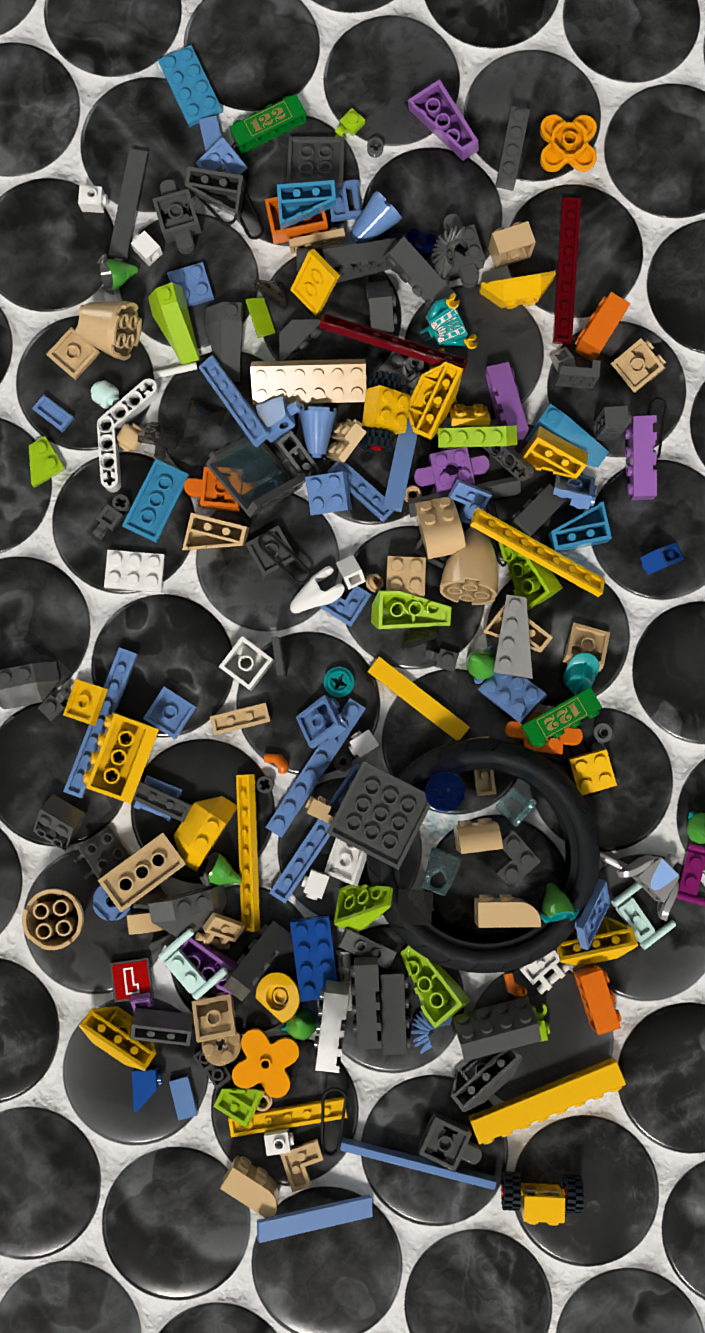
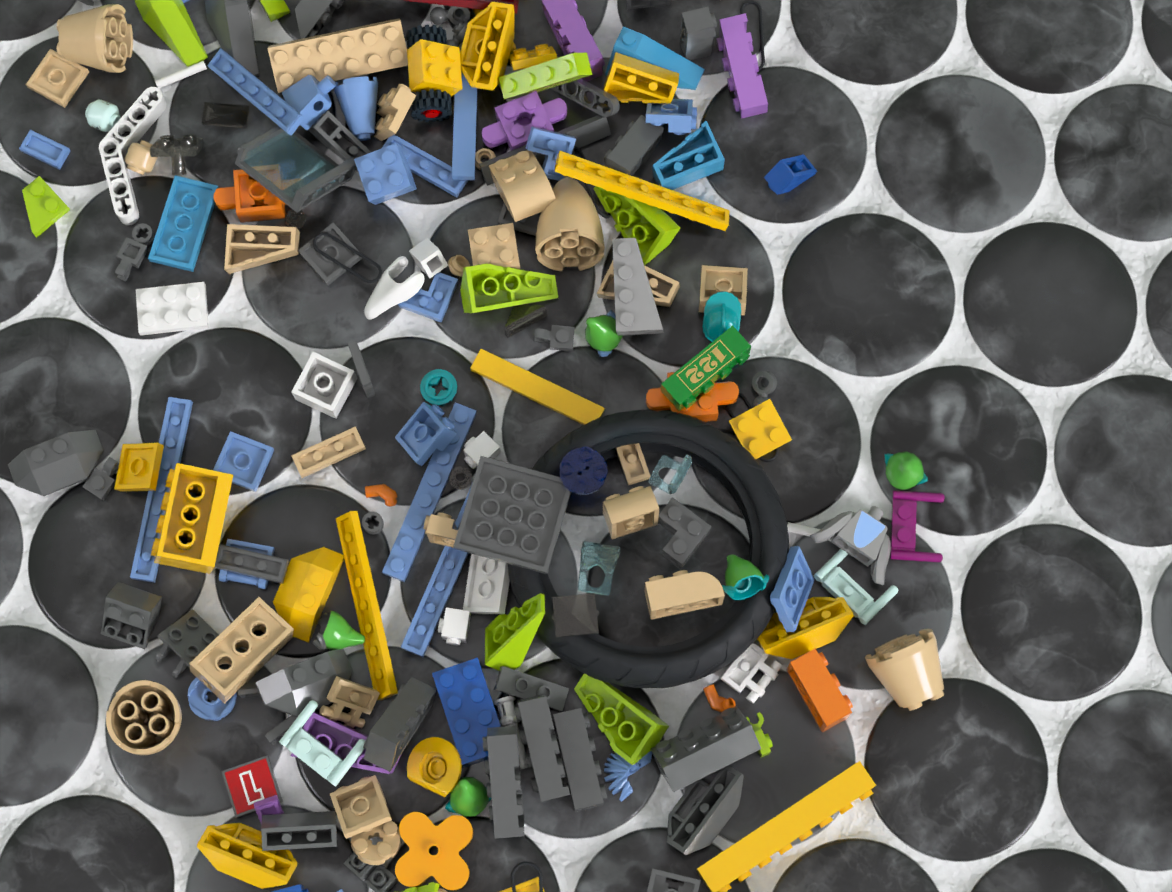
camera: 10 degrees left, 10 degrees down
(141, 923) = (254, 714): tan slope -> none
(513, 695) = (646, 357): medium blue plate -> none
(672, 995) = (909, 669): none -> tan cone

